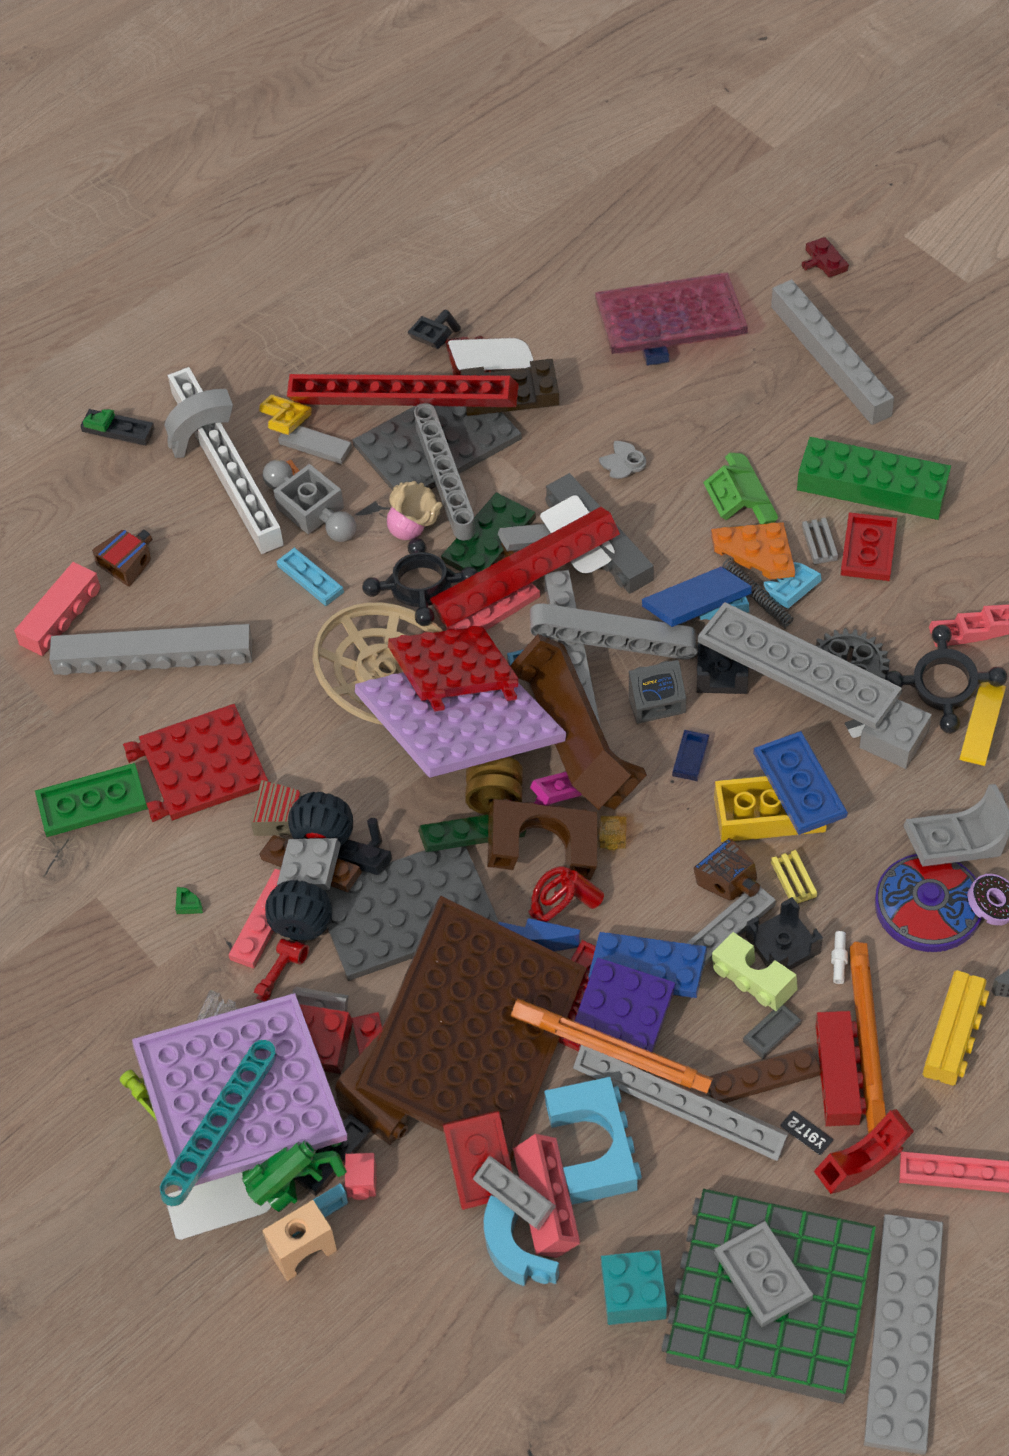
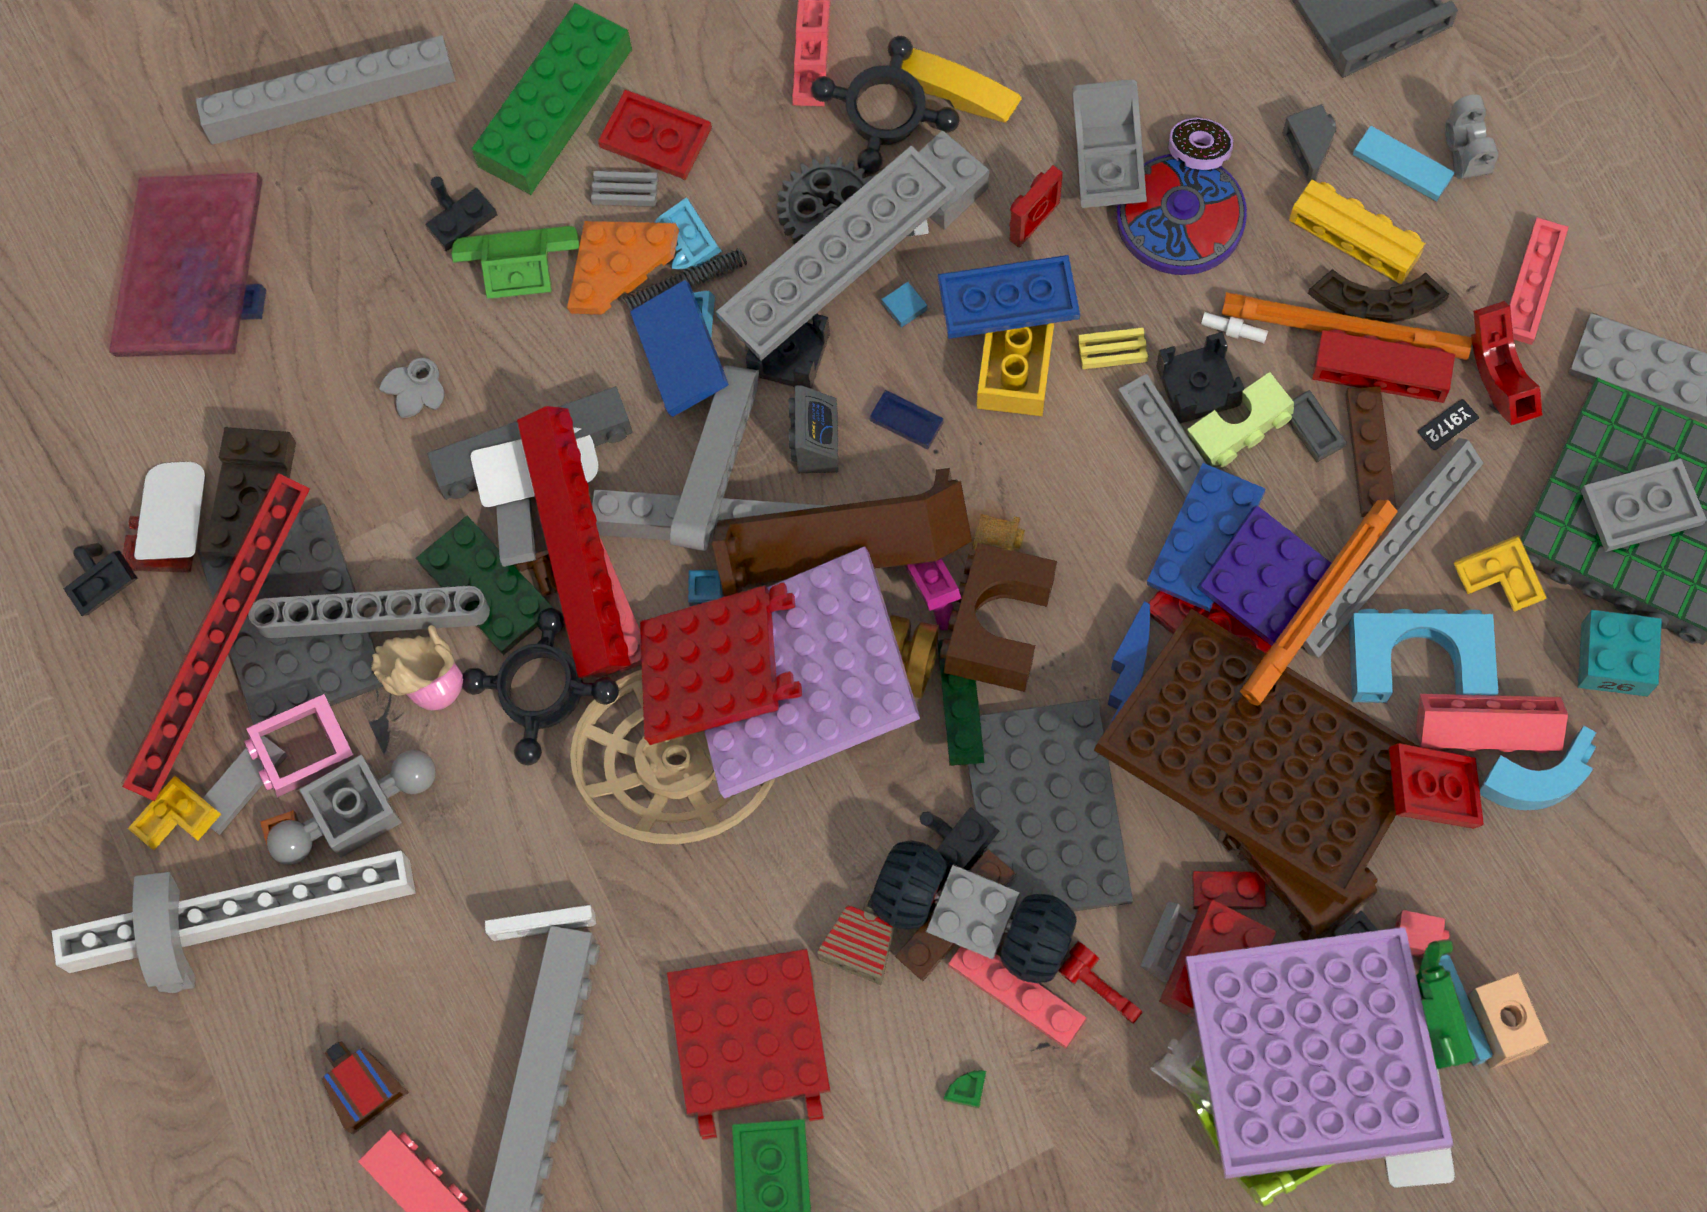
camera: 75 degrees left, 15 degrees up
(100, 420) = (94, 1085): green tile -> none
(124, 429) = (109, 1063): black plate -> none
(215, 1134) = (1382, 1095): teal beam -> none
(255, 627) = (540, 922): none -> white tile
(310, 576) = (476, 833): medium azure tile -> none
(359, 476) = (332, 730): none -> bright pink window
(514, 1192) = (1494, 753): light grey tile -> none
(572, 884) = (1081, 593): red piece -> none
(685, 1187) = (1503, 563): none -> yellow tile
(727, 872) = (1097, 414): reddish brown torso -> none
(764, 453) = (459, 217): none -> black plate
(783, 728) = (904, 304): none -> dark azure tile
(824, 257) = (155, 56): dark red plate -> none
(890, 791) = (1033, 208): none -> red plate
(898, 1063) = (1379, 305): none -> dark brown tile

